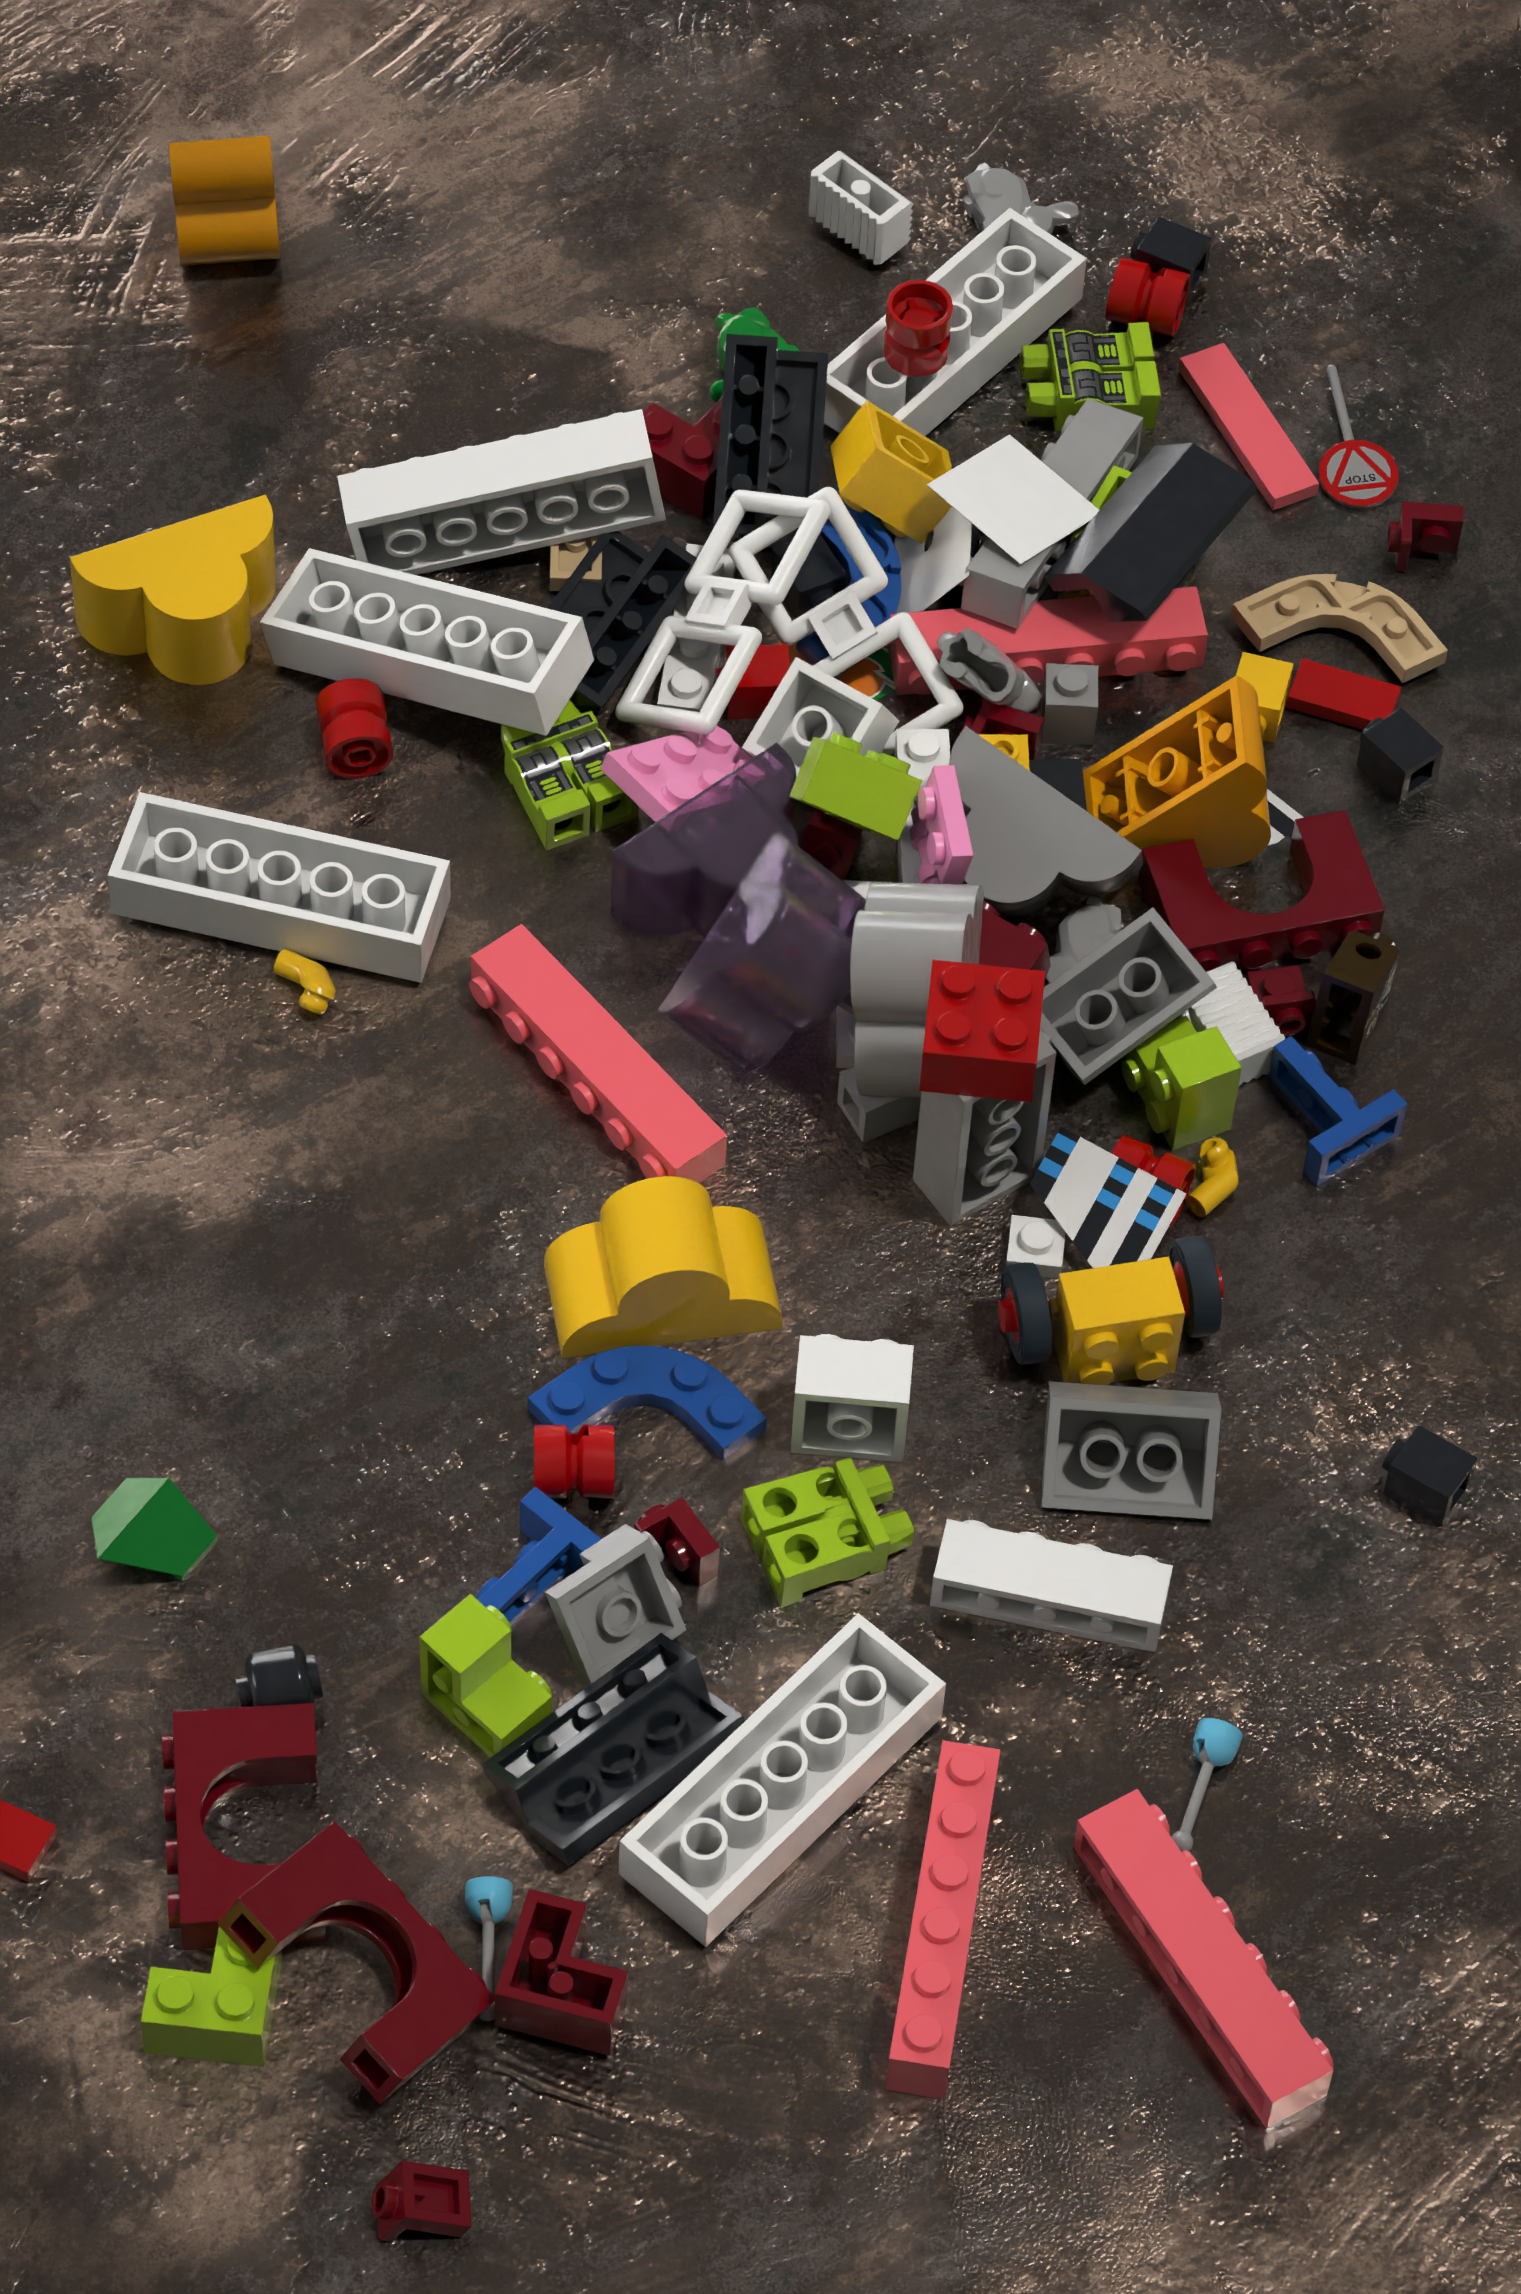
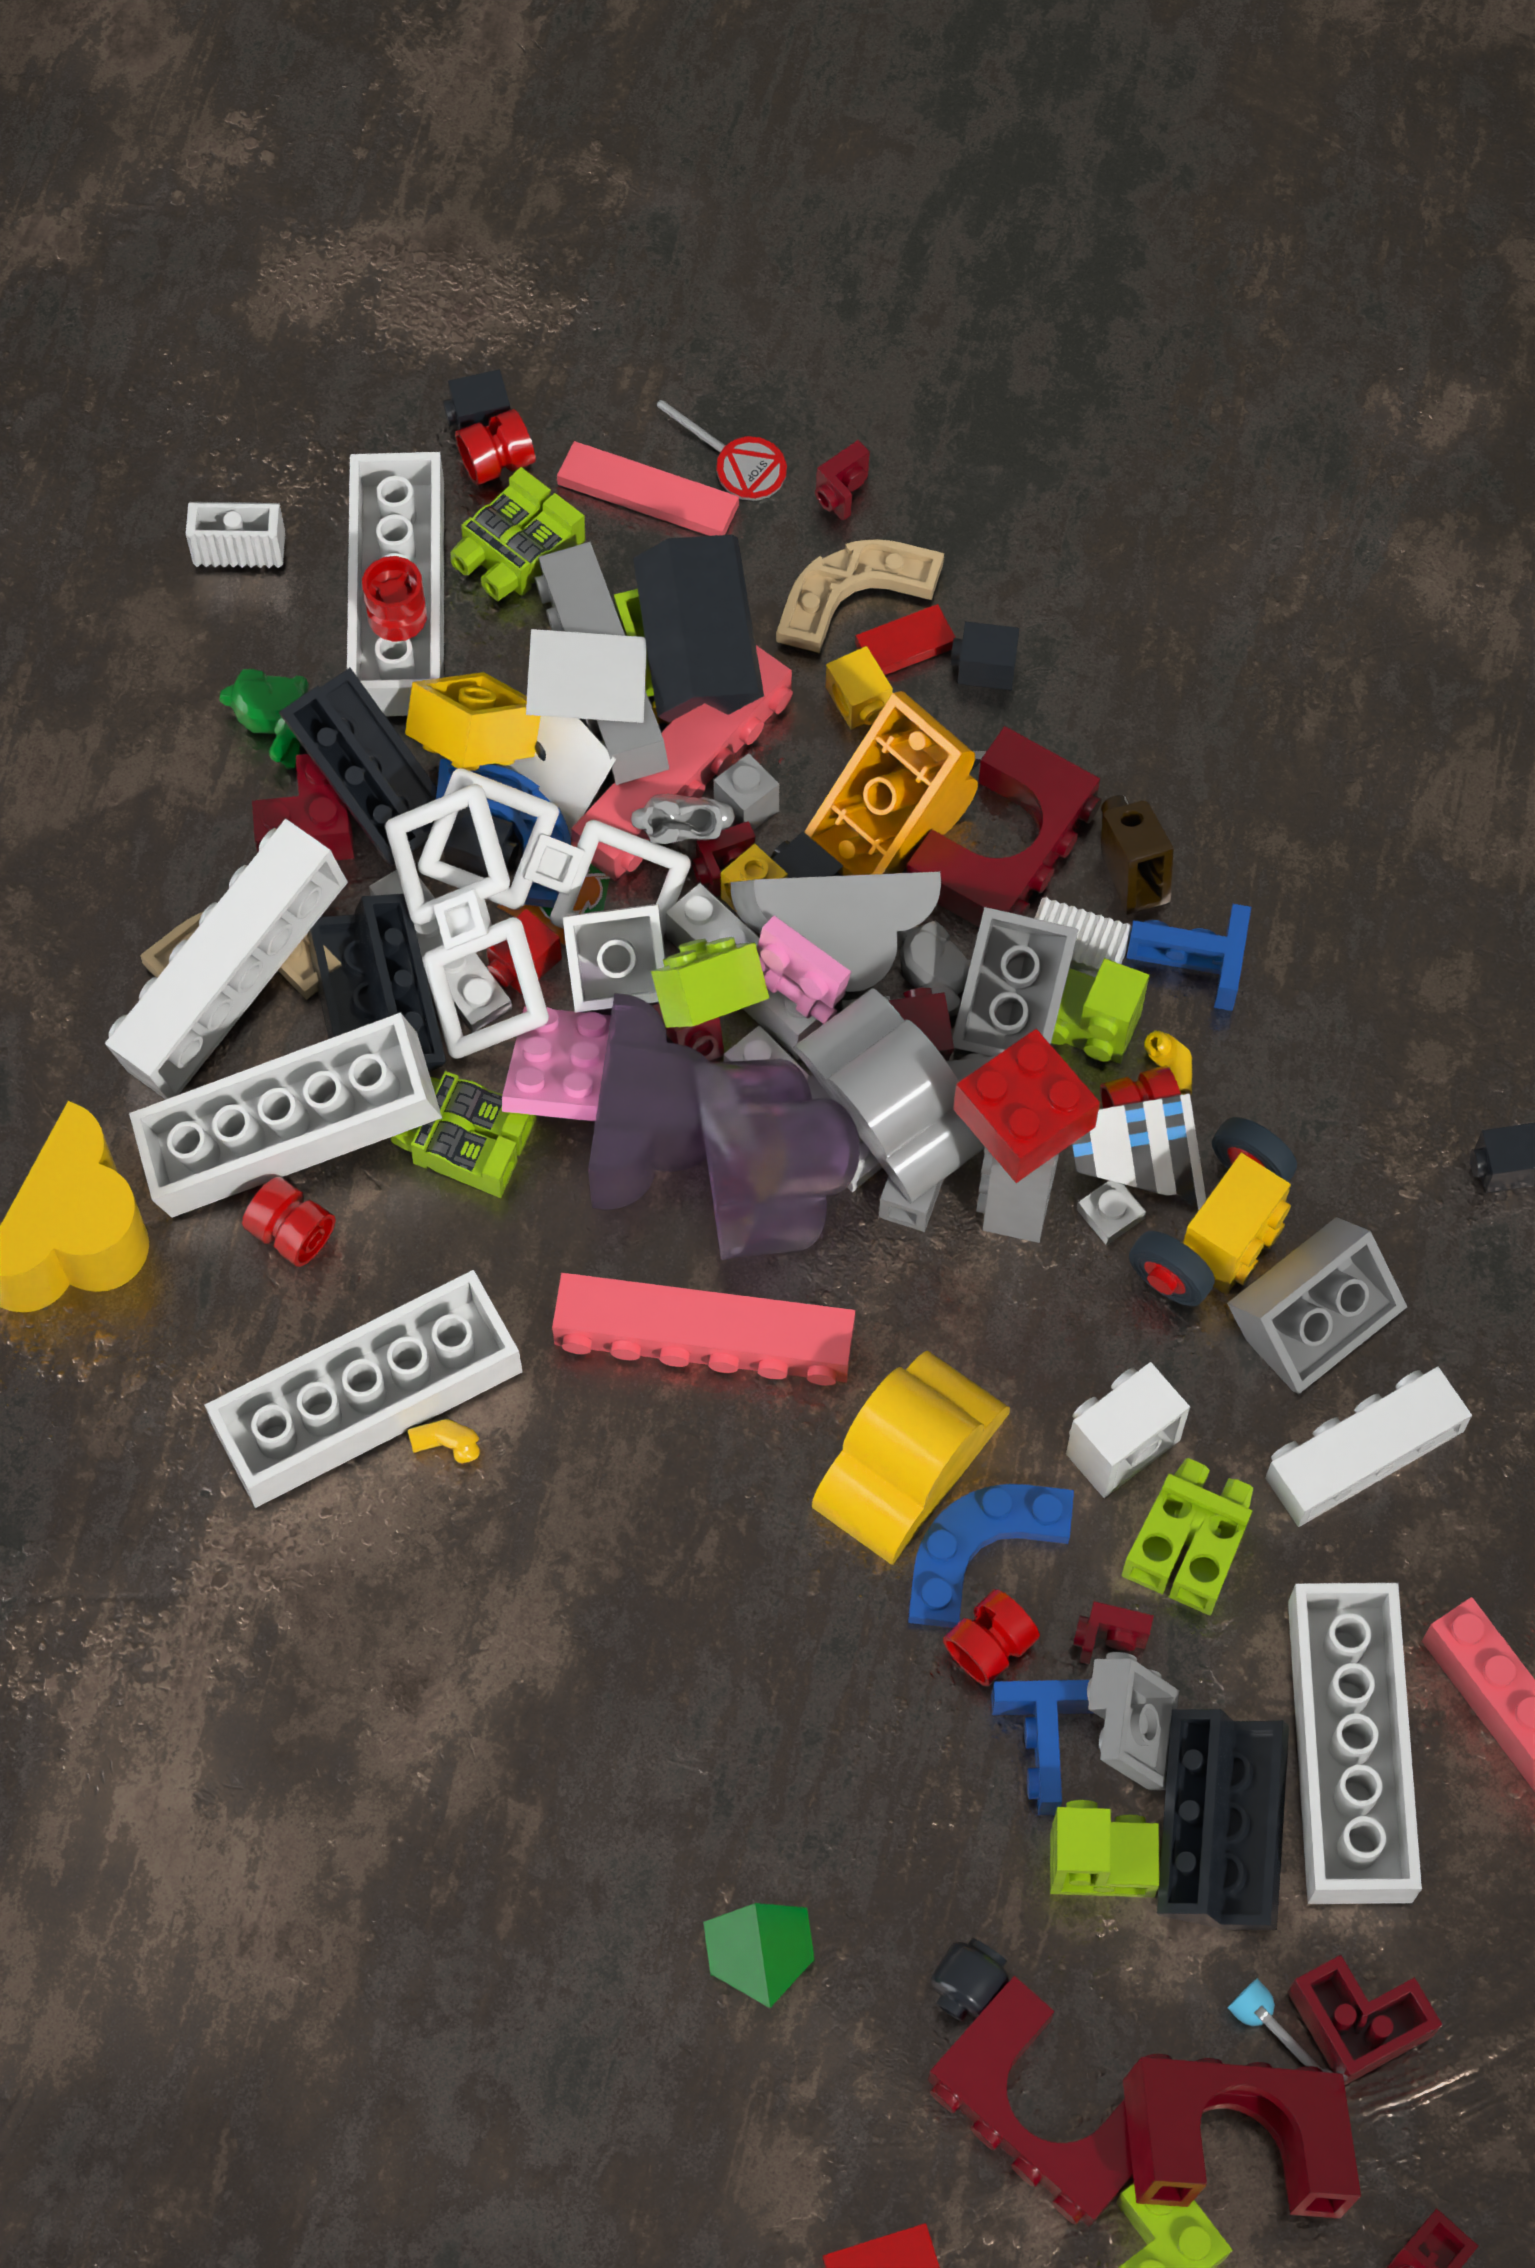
camera: 40 degrees left, 10 degrees up
(998, 189) = (324, 452): light grey animal -> none
(1284, 997) = (1088, 892): dark red bracket -> none

